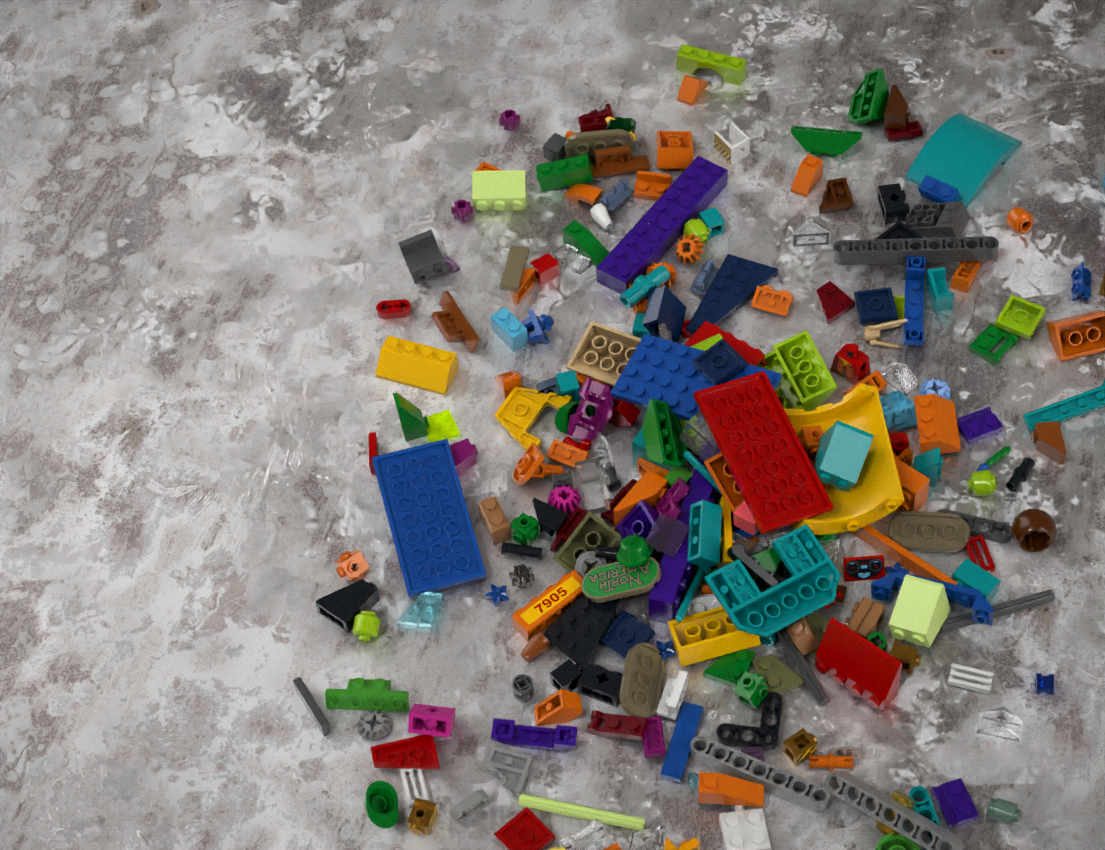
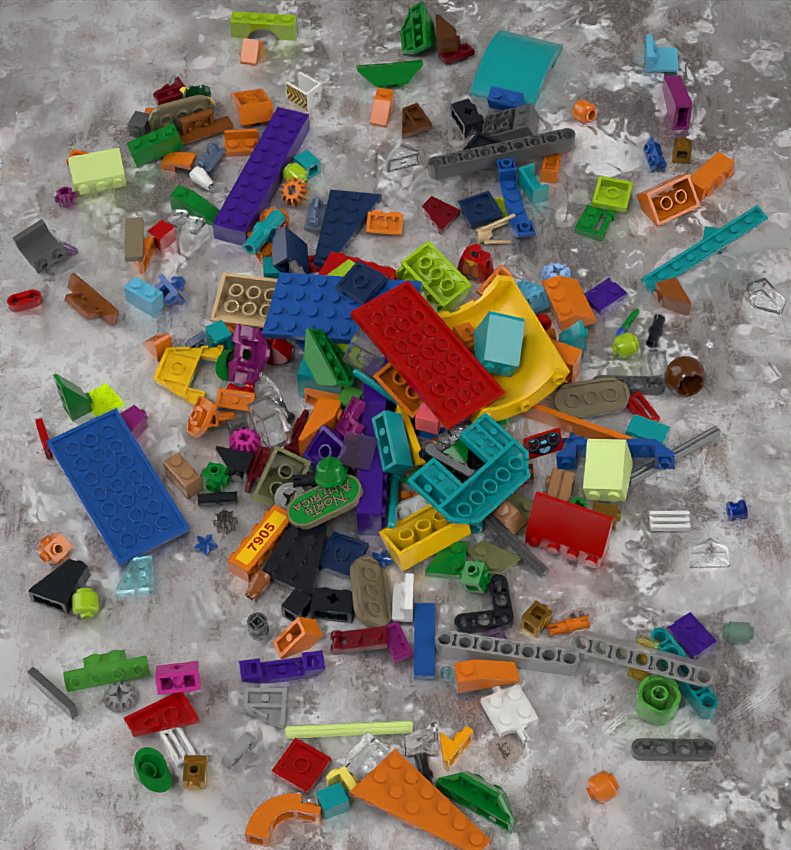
camera: 20 degrees left, 0 degrees up
(417, 365) = (63, 347): yellow slope -> none
(509, 120) = (87, 107): magenta gear -> none

